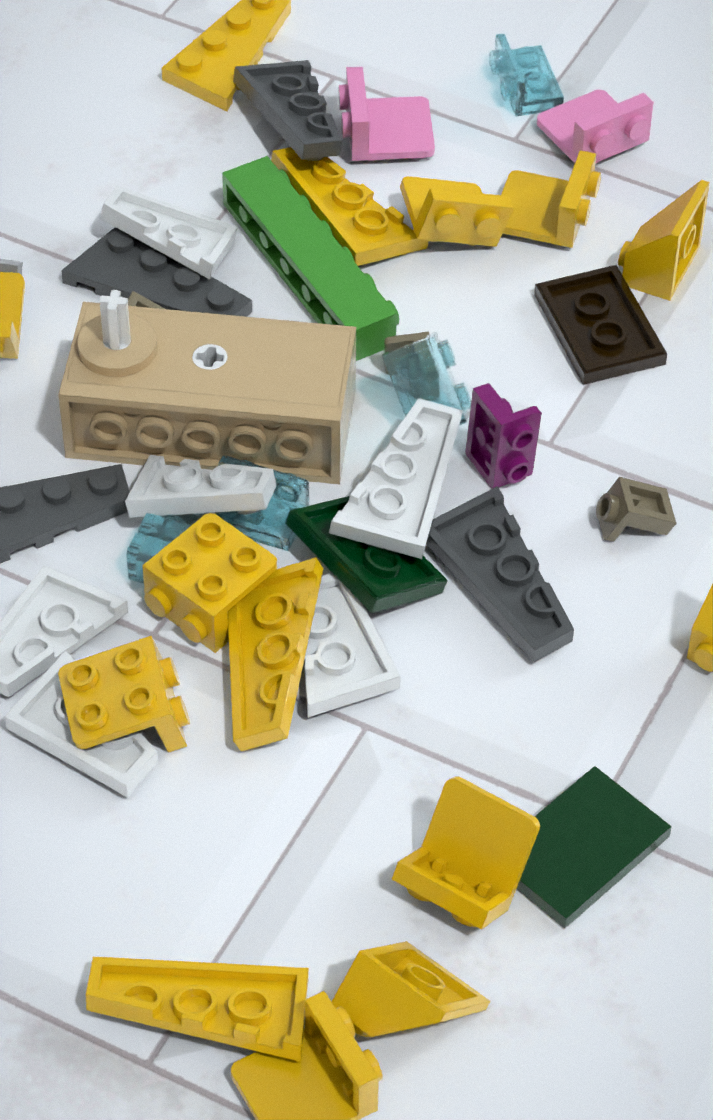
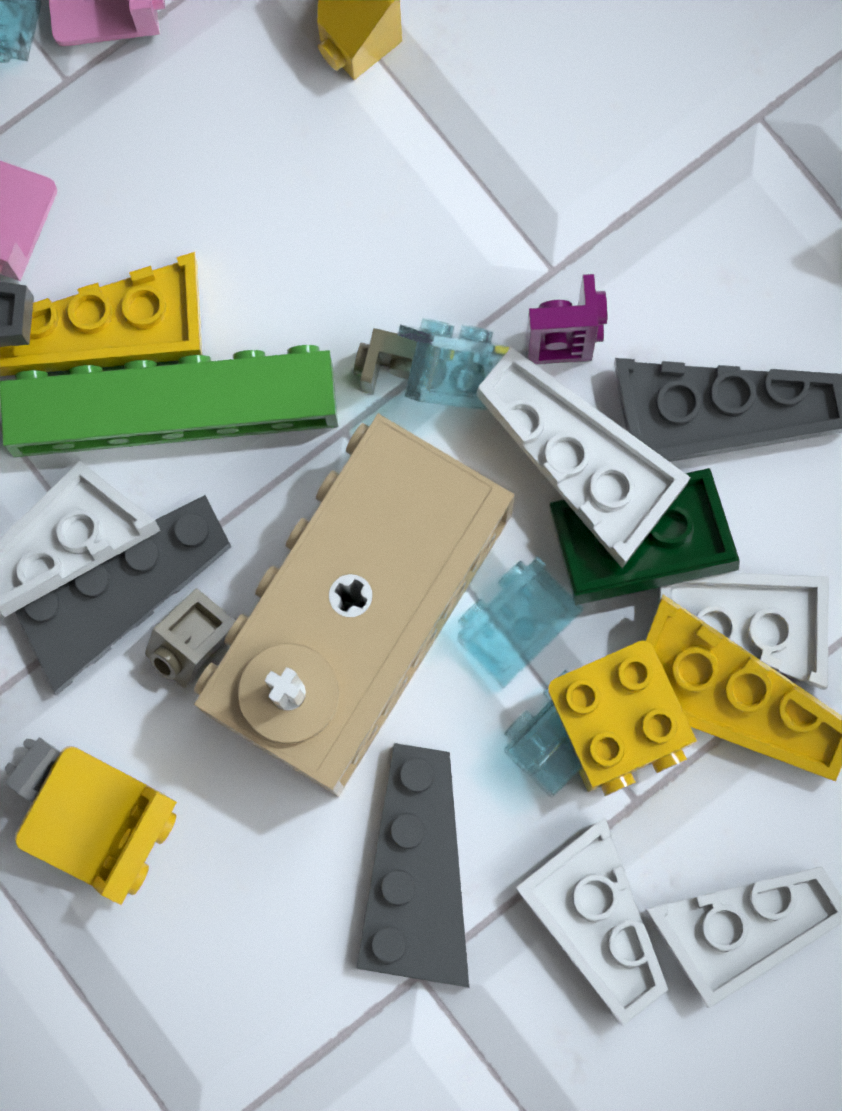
camera: 60 degrees left, 30 degrees up
(123, 694) = (744, 876): yellow bracket -> none
(199, 491) = (488, 684): white wing -> none
(455, 211) = (176, 211): yellow bracket -> none
(552, 207) = (209, 98): yellow bracket -> none
(600, 324) = (409, 133): dark brown tile -> none
(635, 506) = (702, 234): dark tan bracket -> none

